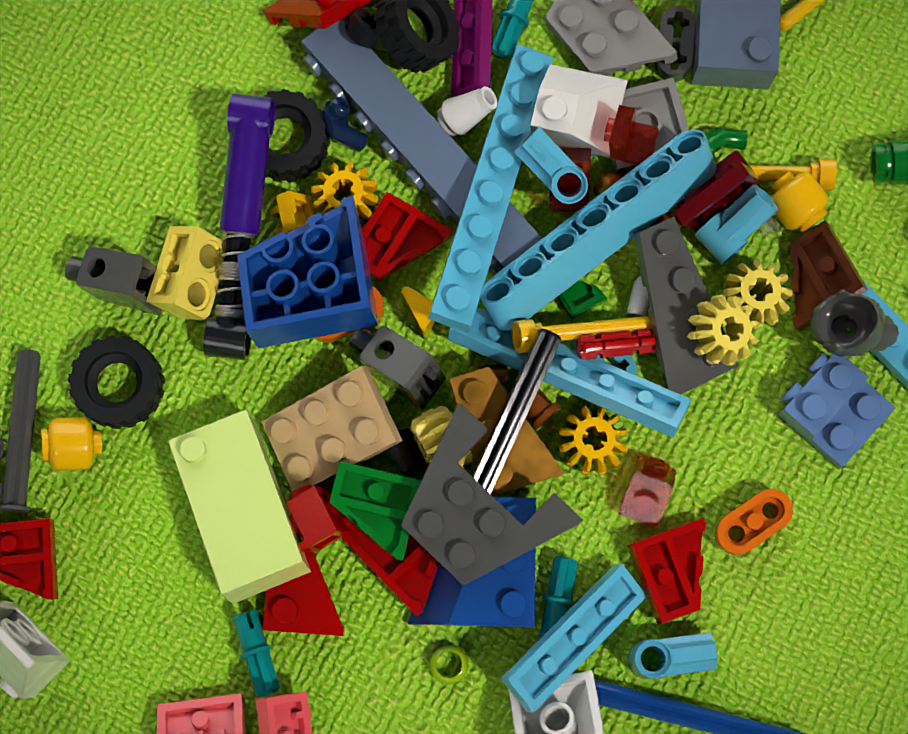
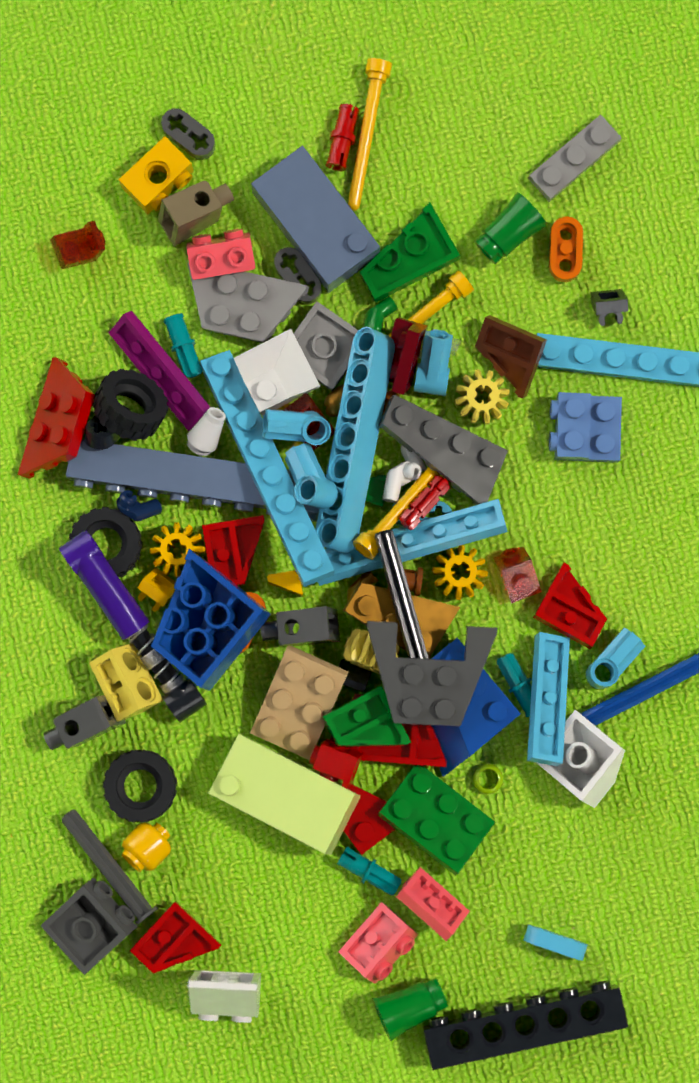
camera: 45 degrees left, 5 degrees up
(364, 659) = (436, 818): none -> green plate
(521, 229) = (311, 484): none -> medium azure piece
(611, 301) = (397, 477): none -> white arm
(628, 139) = (325, 366): clear red bracket -> none
(738, 330) = (493, 436): light yellow gear -> none
(752, 522) = (594, 539): orange plate -> none
(799, 201) = (459, 316): yellow head -> none
(805, 113) = (413, 255): none -> green wing
(859, 313) = (568, 364): dark grey piece -> none

